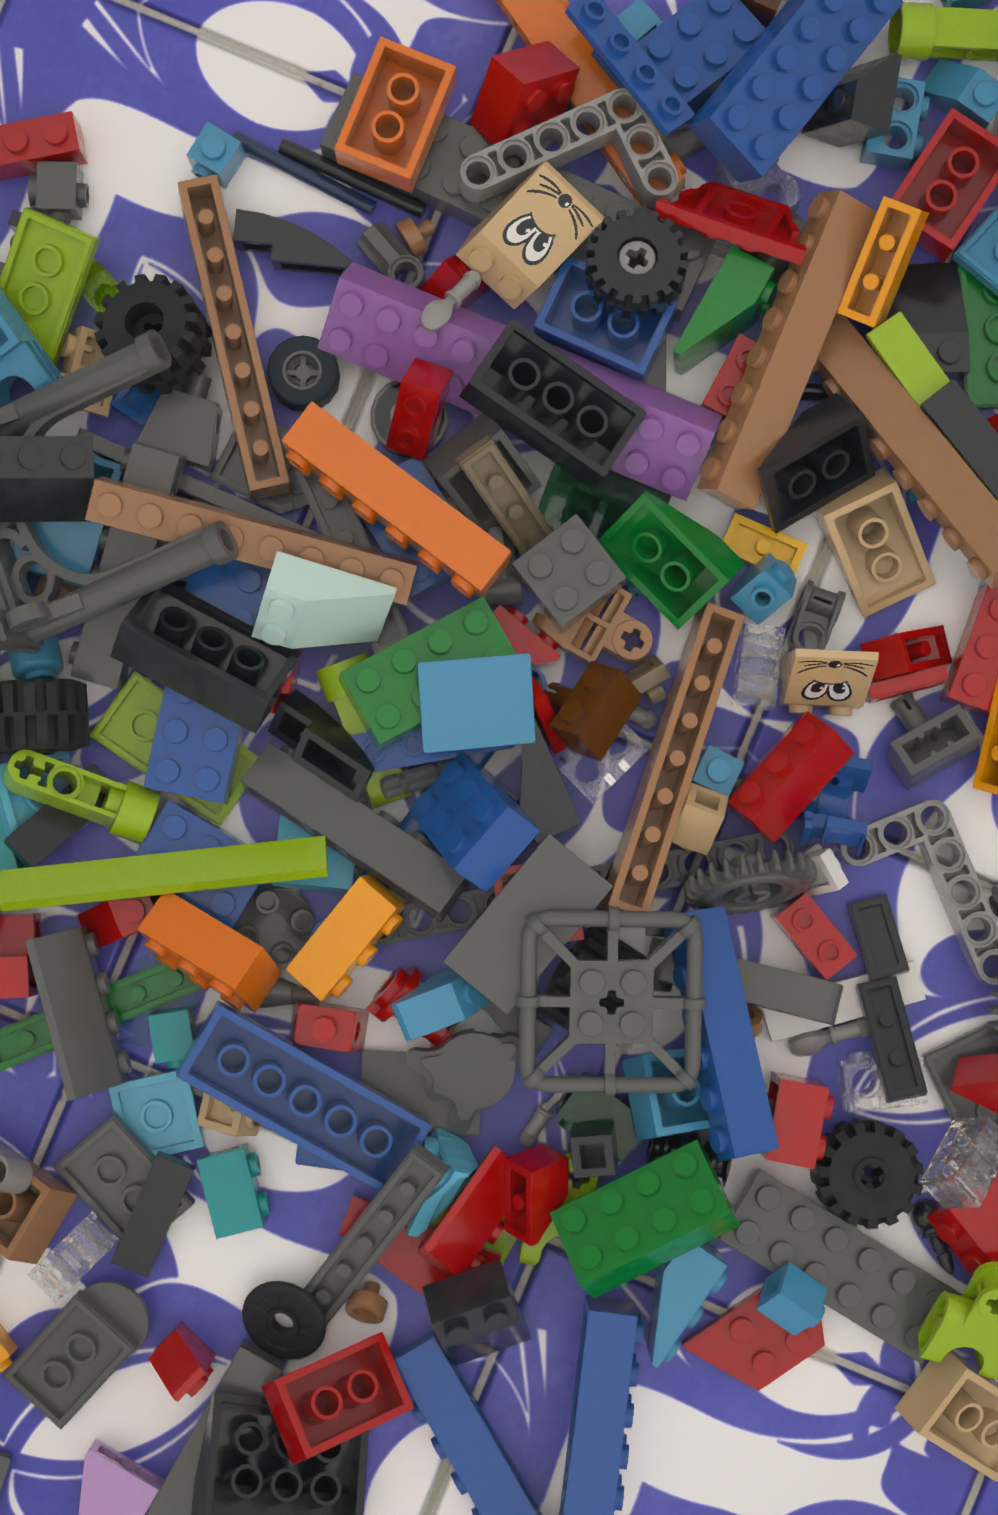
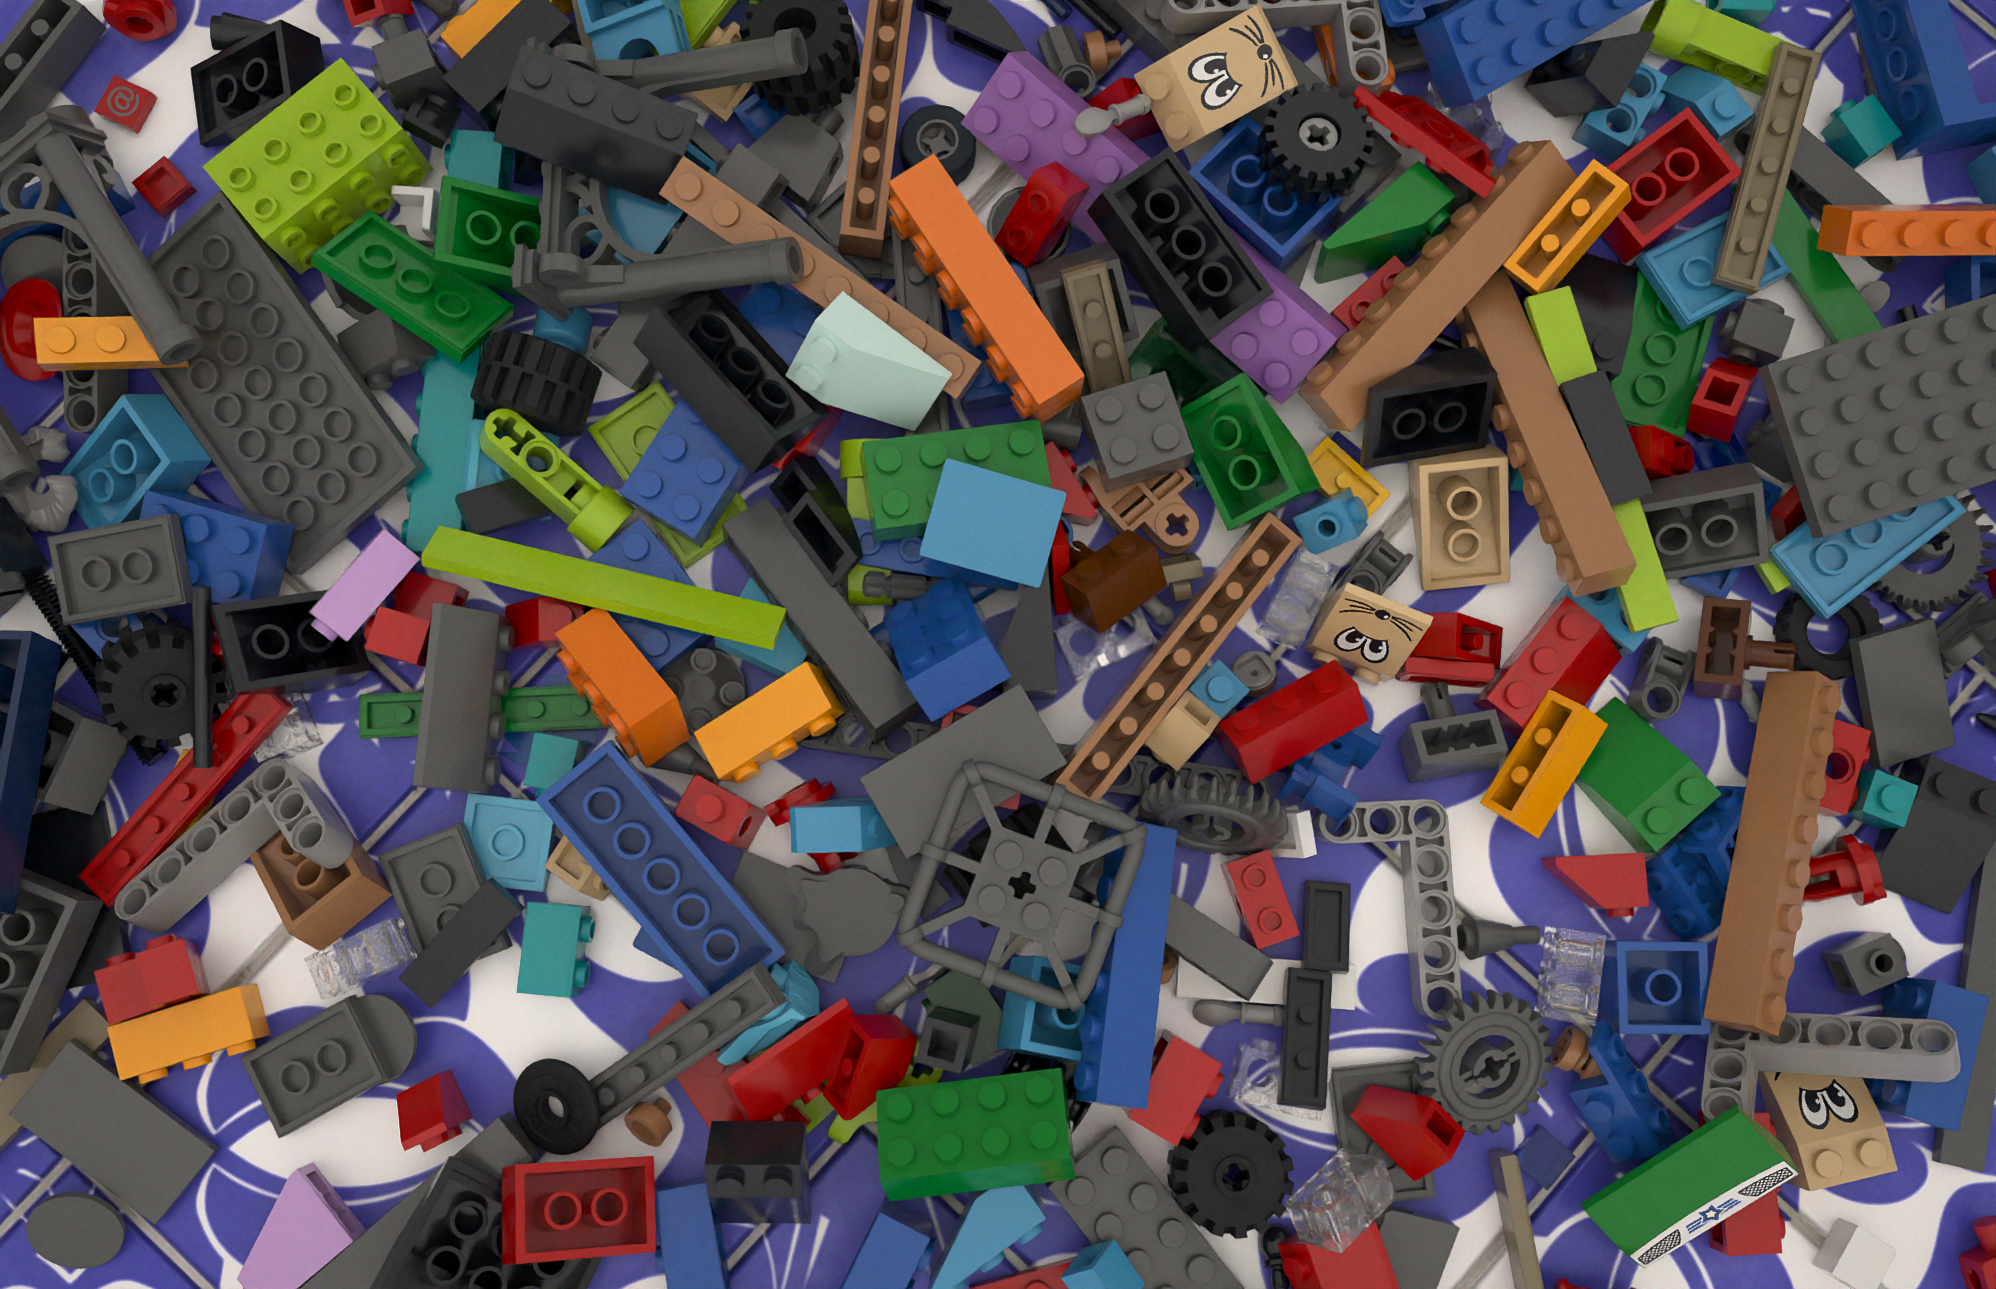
camera: 20 degrees right, 5 degrees down
(743, 742) = (1256, 672): none -> light grey tile

